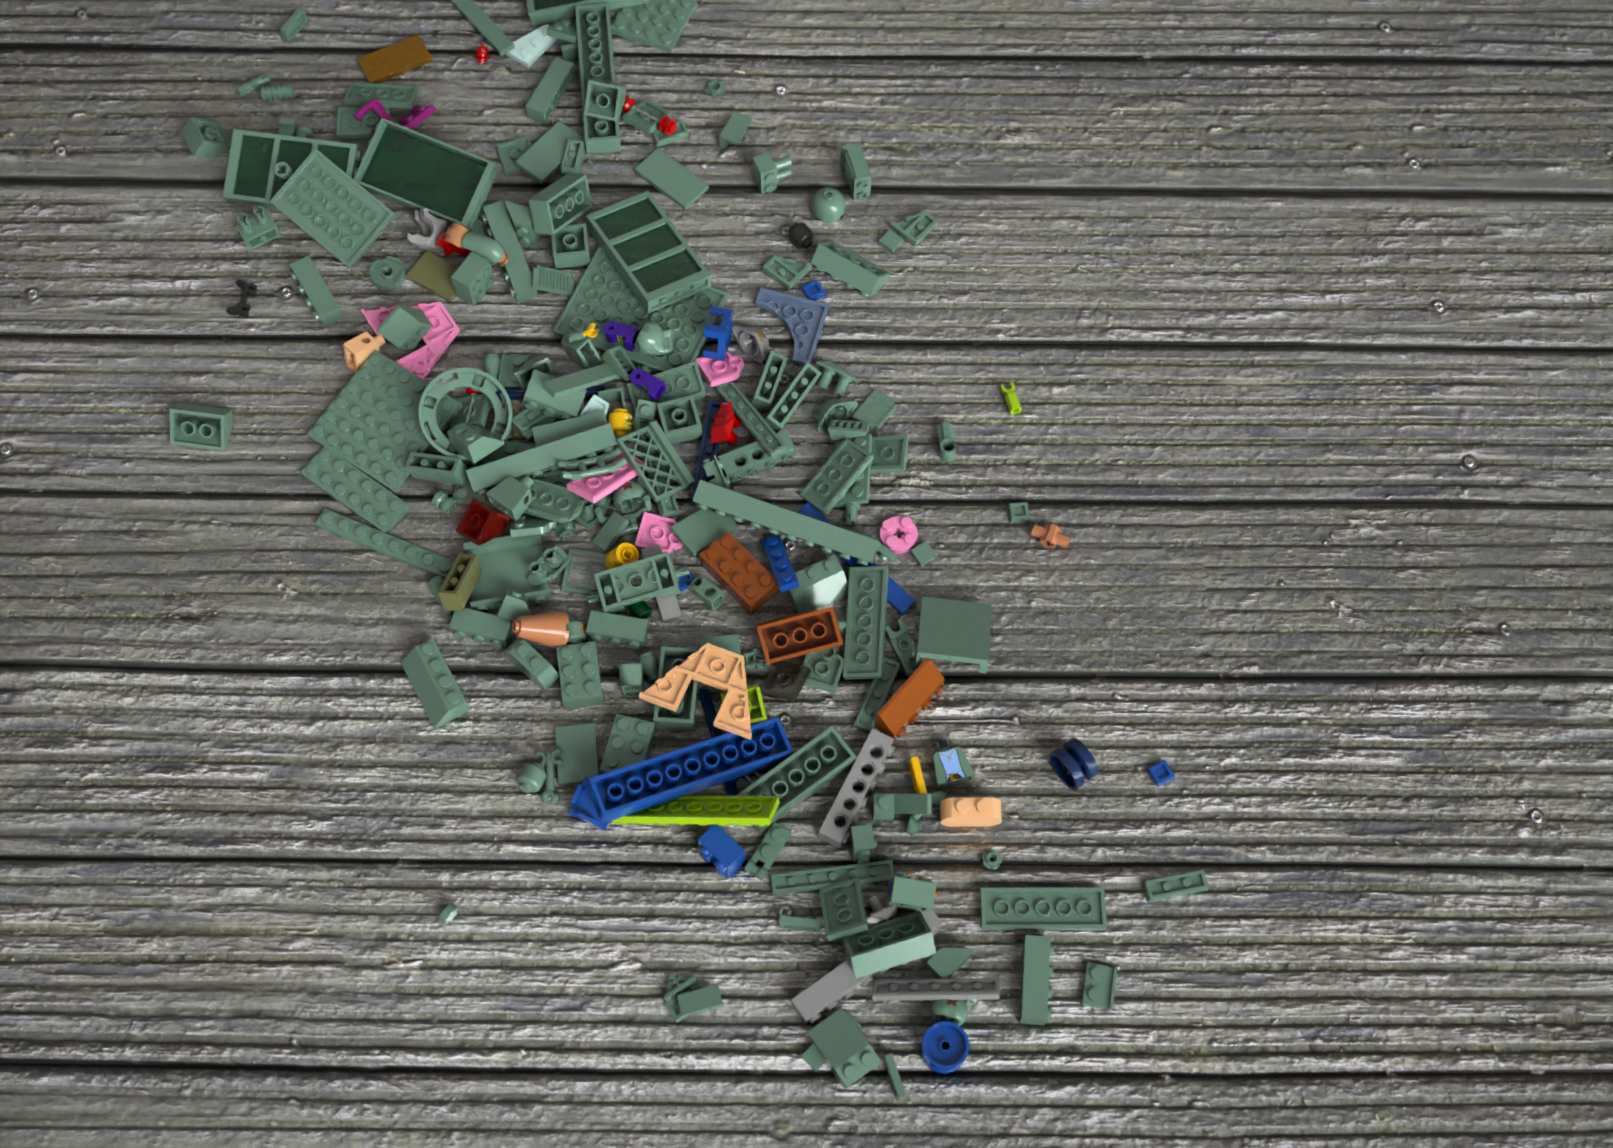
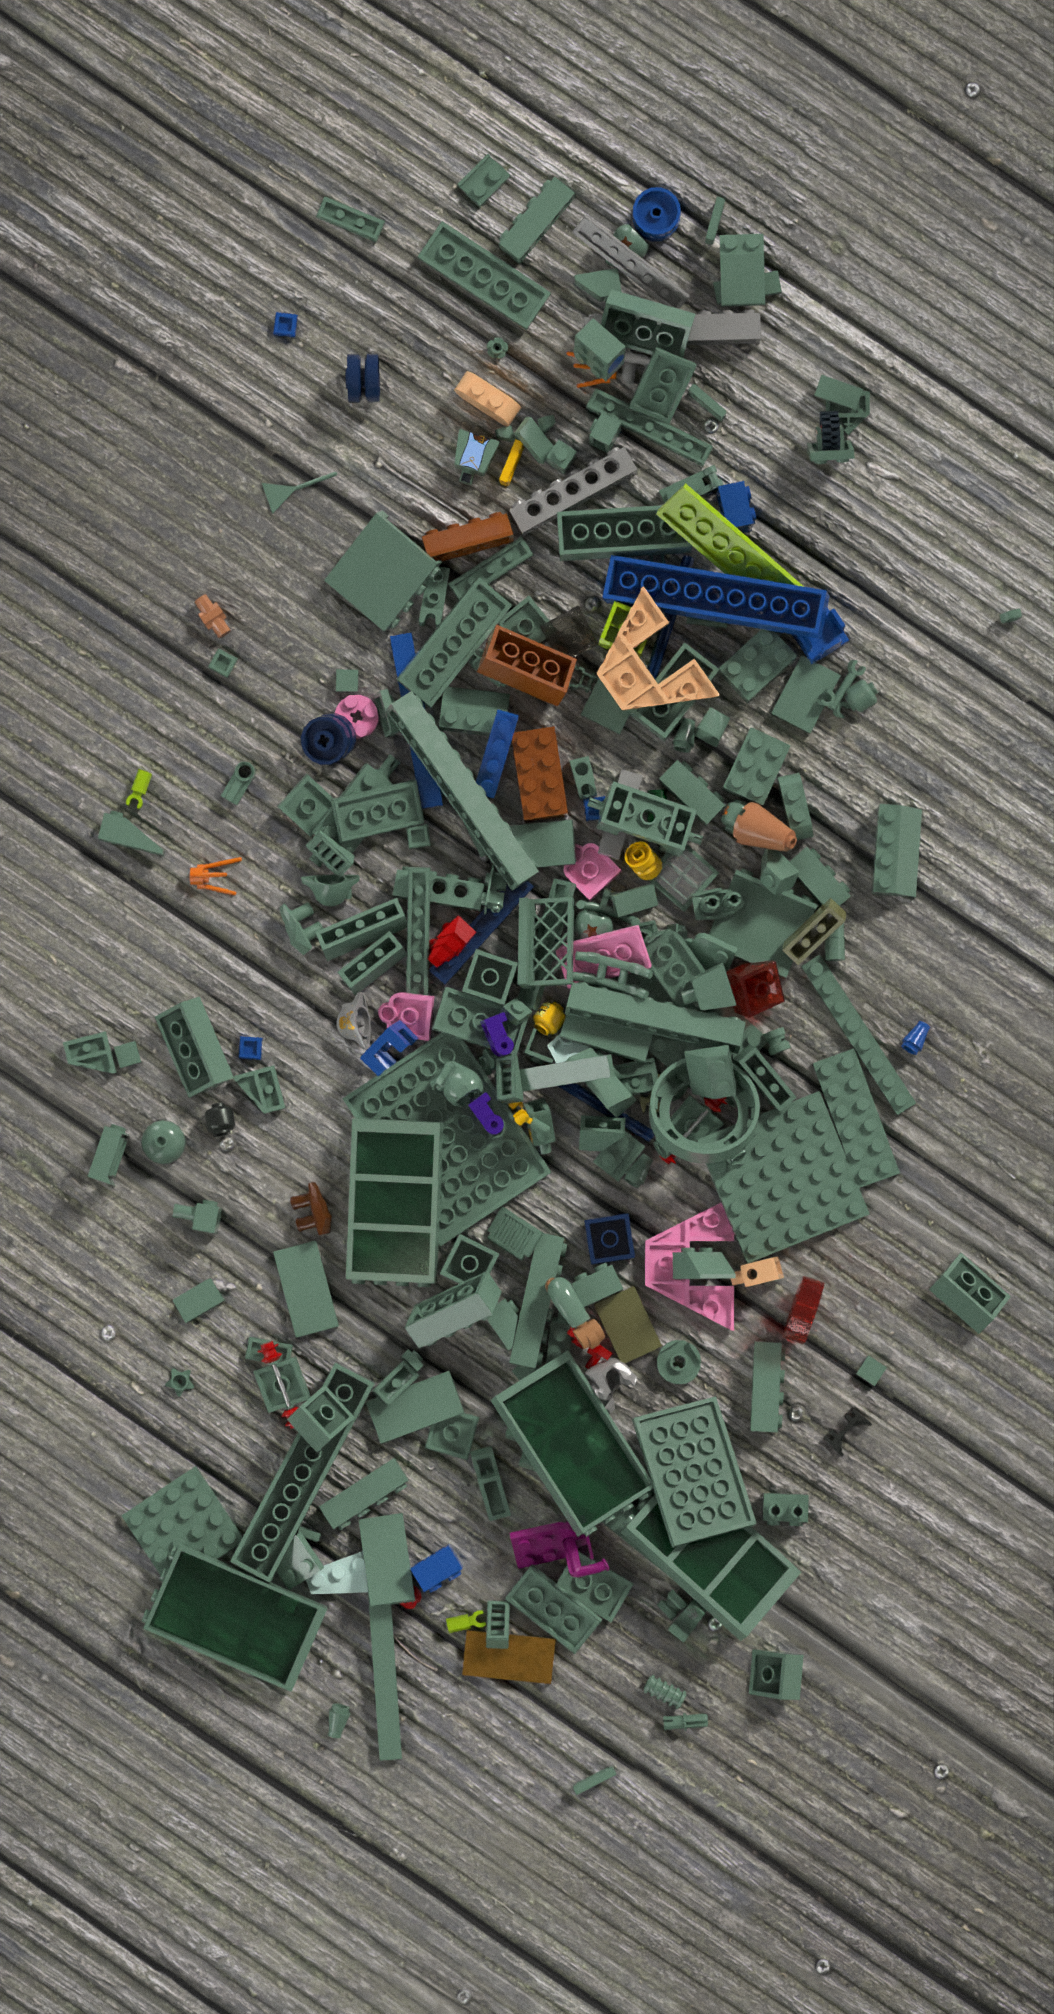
camera: 140 degrees left, 20 degrees up
(247, 343) = (871, 1370): none -> sand green tile
(277, 169) = (715, 1558): sand green bush -> none
(314, 340) = (803, 1310): none -> clear red connector
(341, 565) = (915, 1039): none -> blue cone
(404, 57) = (497, 1638): none -> sand green slope
(435, 61) = (463, 1622): none -> lime bar
(471, 139) = (490, 1483): none -> sand green slope
(472, 71) = (436, 1568): none -> blue brick
(483, 312) = (609, 1239): none -> dark blue brick
(509, 61) = (386, 1560): none -> sand green tile
(678, 950) = (830, 441): none -> plate
(694, 220) = (320, 1218): none -> reddish brown connector
(796, 484) = (418, 836): none -> sand green tile
(801, 316) = (285, 1016): sand blue plate -> none
(875, 409) = (285, 865): sand green window -> none
(906, 500) = (340, 735): none -> dark blue wheel
(926, 369) = (200, 876): none -> orange plant
(995, 364) = (122, 832): none -> sand green slope
(1069, 650) = (279, 494): none -> sand green piece

